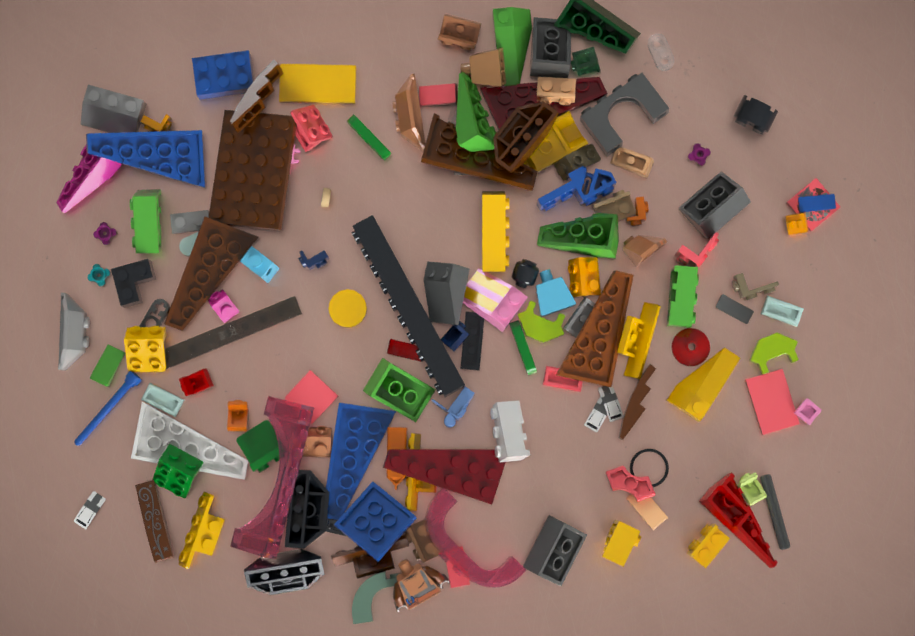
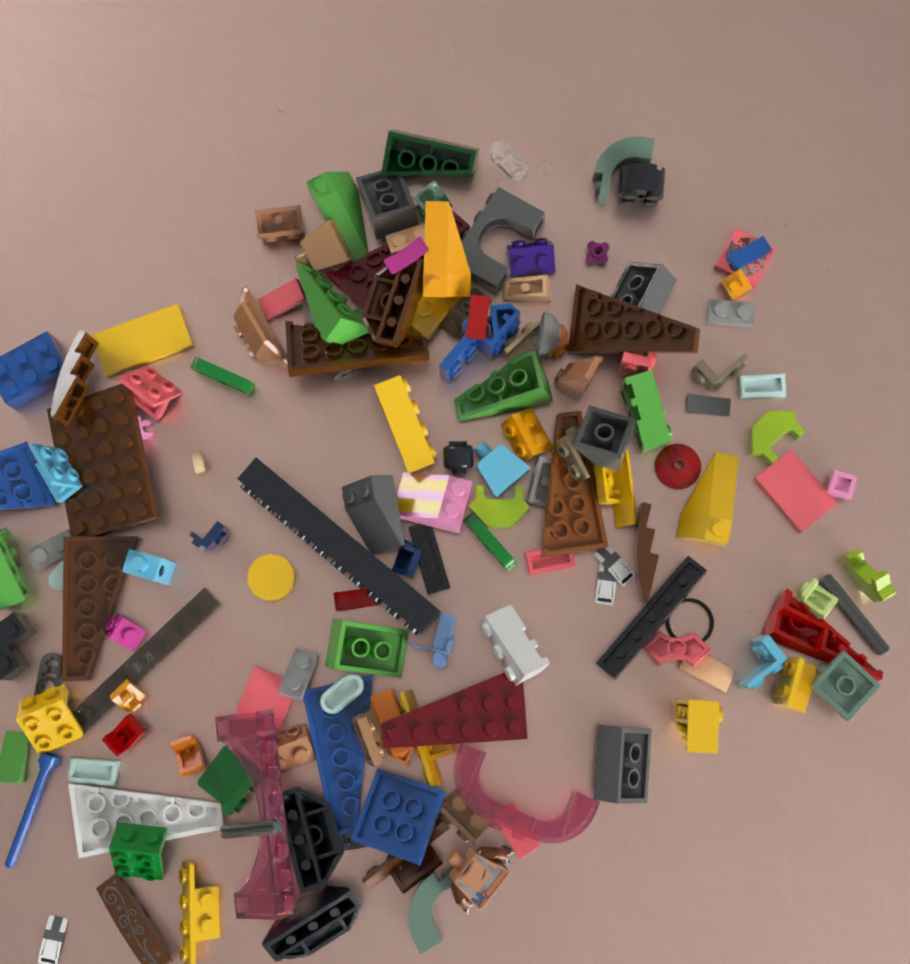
camera: 20 degrees left, 5 degrees down
(208, 355) = (128, 696): none -> light orange tile
(217, 165) = (56, 471): none -> medium azure bracket
(267, 486) = (250, 829): none -> dark grey axle
(341, 389) = (298, 674): none -> light grey plate
(368, 416) = (342, 693): none -> light aqua tile
(376, 457) = (369, 736): none -> medium nougat bracket
(546, 104) = (406, 255): none -> dark pink sticker
(575, 118) = (445, 262): none -> light orange wedge
(582, 174) = (478, 317): none -> red sticker
(608, 302) = (569, 453): none -> dark tan bracket
(622, 452) = (651, 617): none -> black plate
(631, 207) = (548, 334): none -> light grey piece
(640, 304) = (604, 437): none -> dark grey slope
(645, 137) = (531, 257): none -> dark purple bracket
(686, 222) = (616, 326): none -> reddish brown wing
(694, 510) = (773, 657): none -> medium azure bracket
(741, 559) = (844, 685): none -> sand green bracket
(752, 82) = (619, 154): none -> sand green arch
(783, 244) = (730, 313): none -> light grey plate
(796, 491) = (869, 581): none -> lime piece

